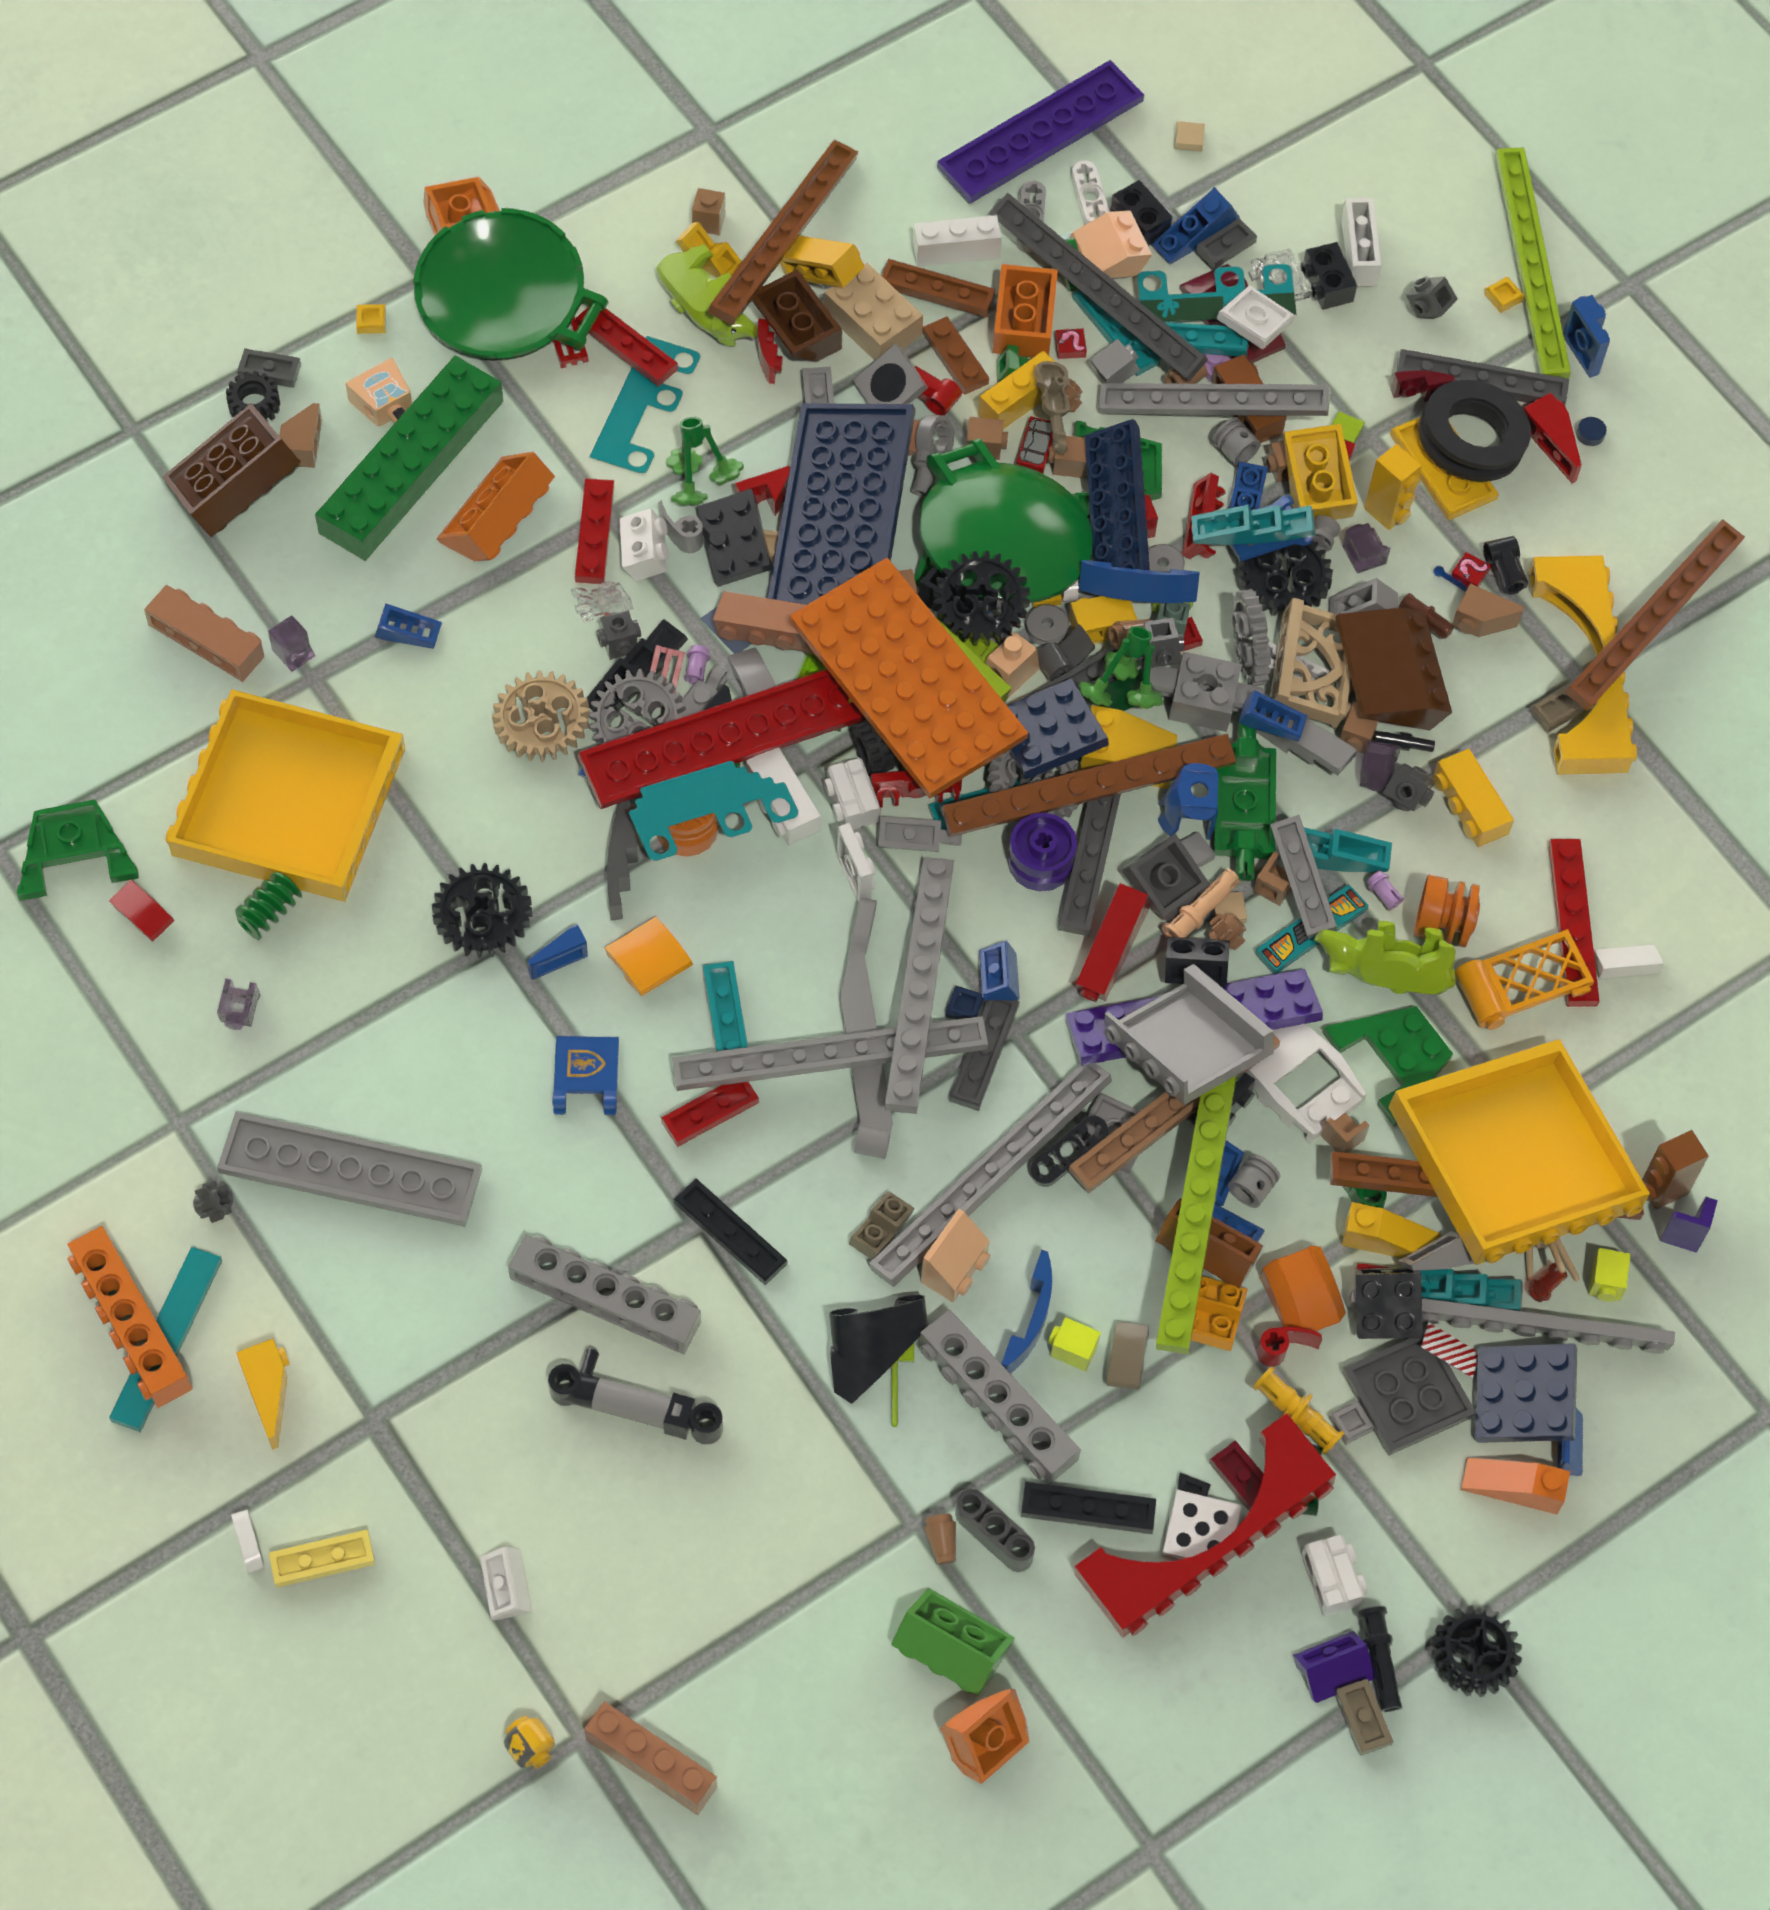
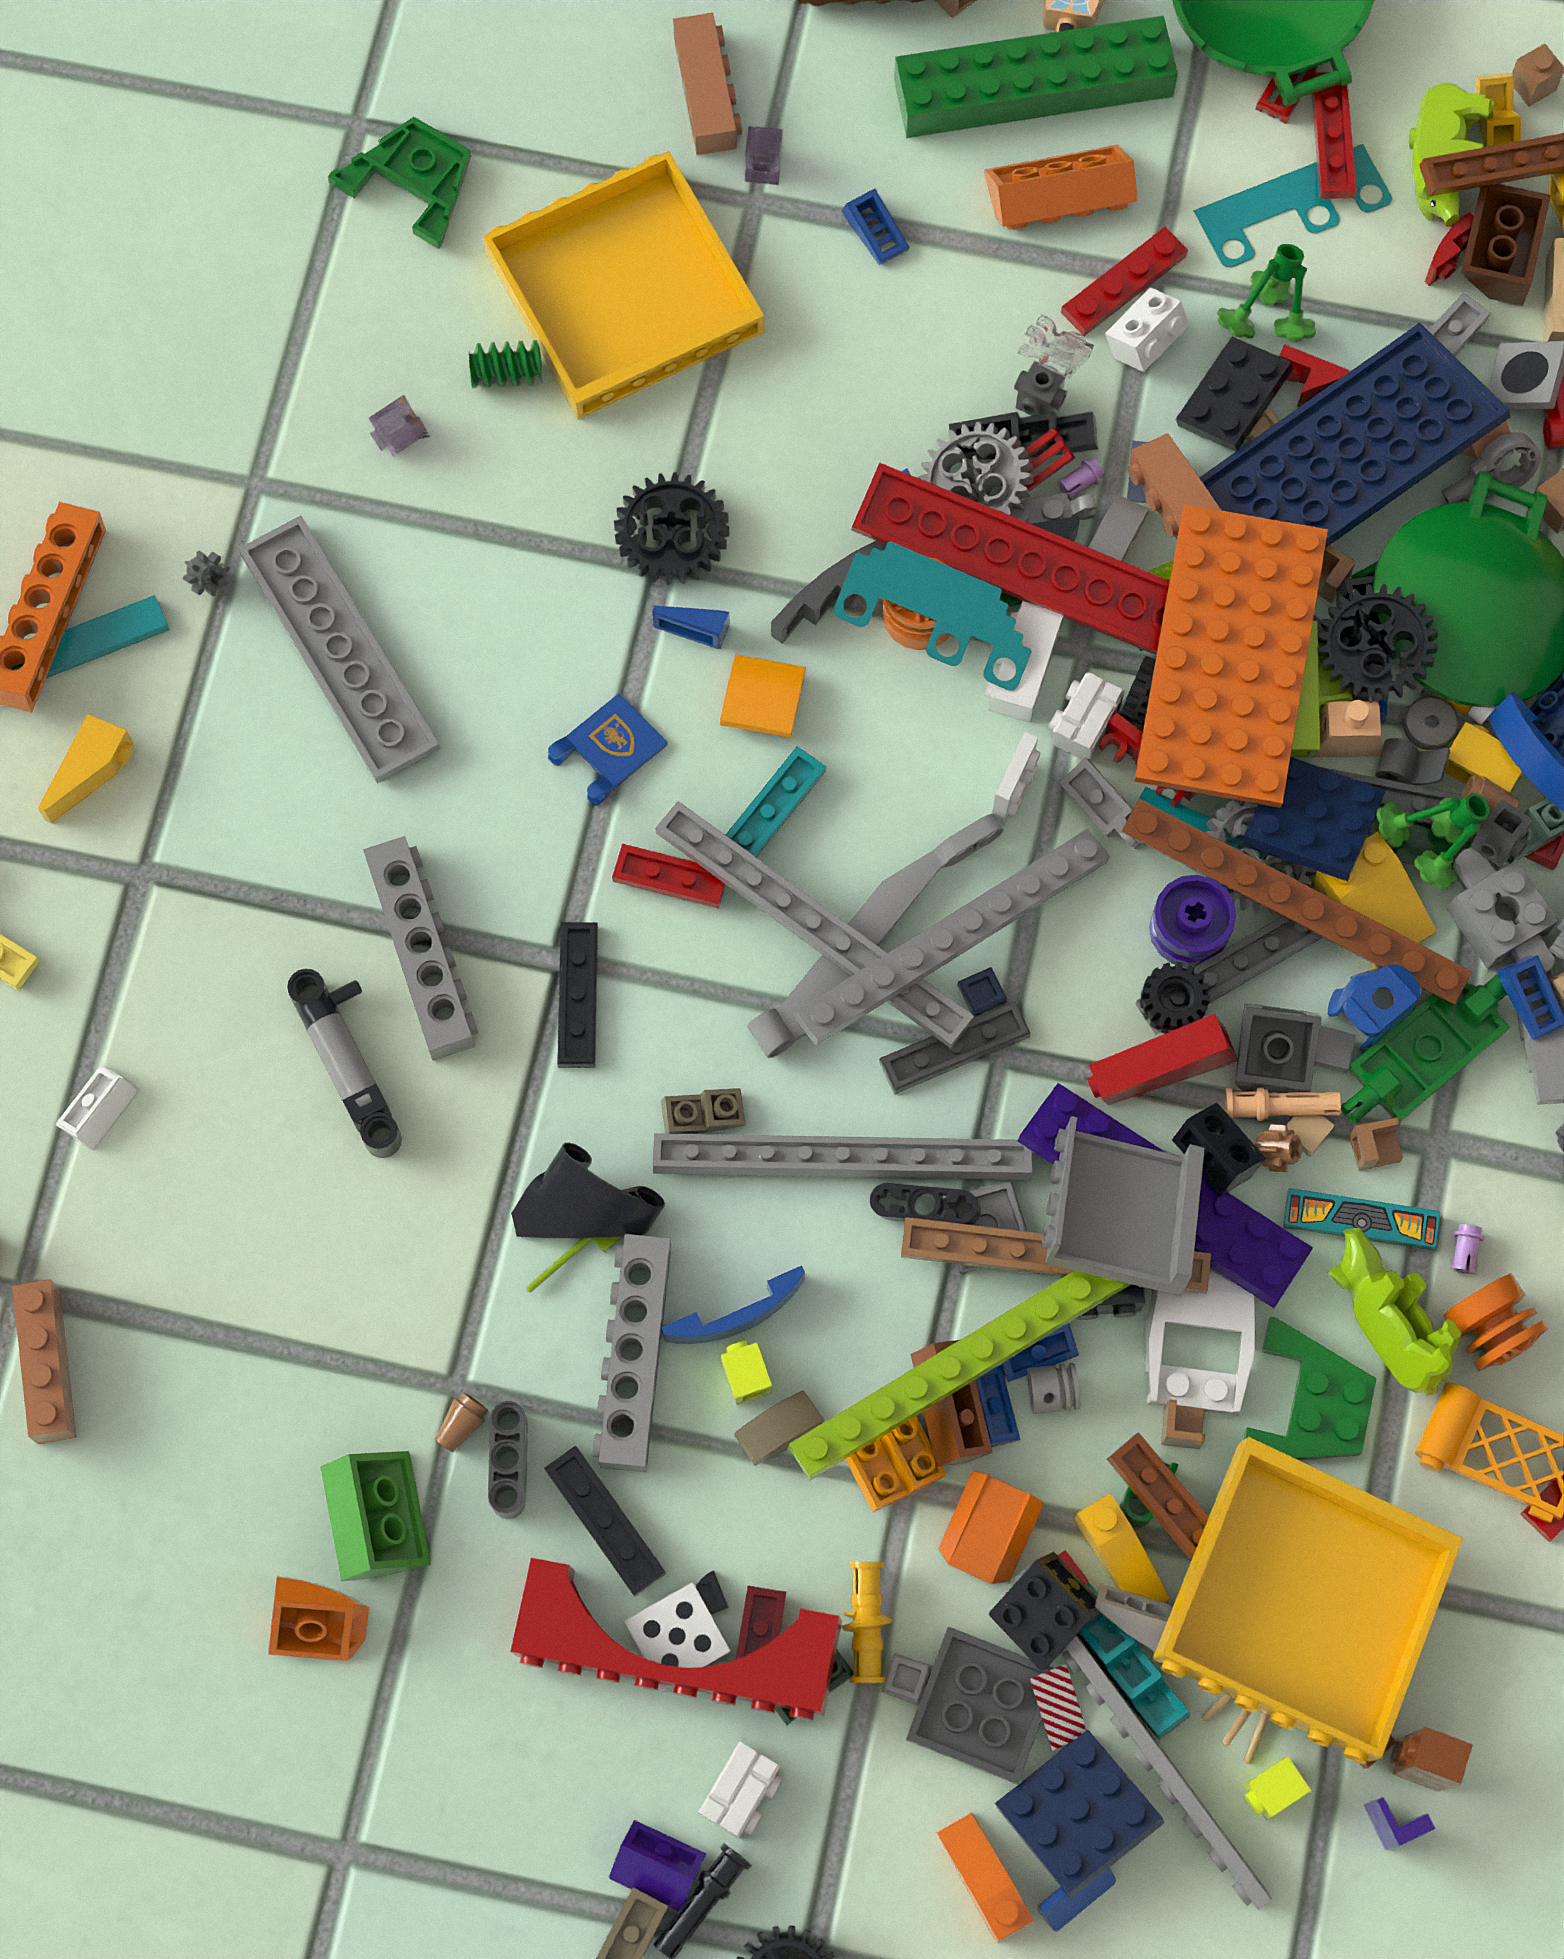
camera: 50 degrees right, 10 degrees up
(141, 910) = (407, 278): red slope -> none
(541, 716) = (868, 412): tan gear -> none
(685, 533) = (1196, 346): light grey panel -> none
(955, 1257) = (725, 1199): light nougat slope -> none
(999, 972) = (1040, 992): blue slope -> none
(1087, 886) = (1180, 977): none -> black tyre
(1280, 1338) = (924, 1545): red panel -> none
(1303, 876) = (1398, 1165): light grey plate -> none
(1348, 851) = (1465, 1176): teal slope -> none
(1541, 1288) = (1210, 1737): clear red pin -> none

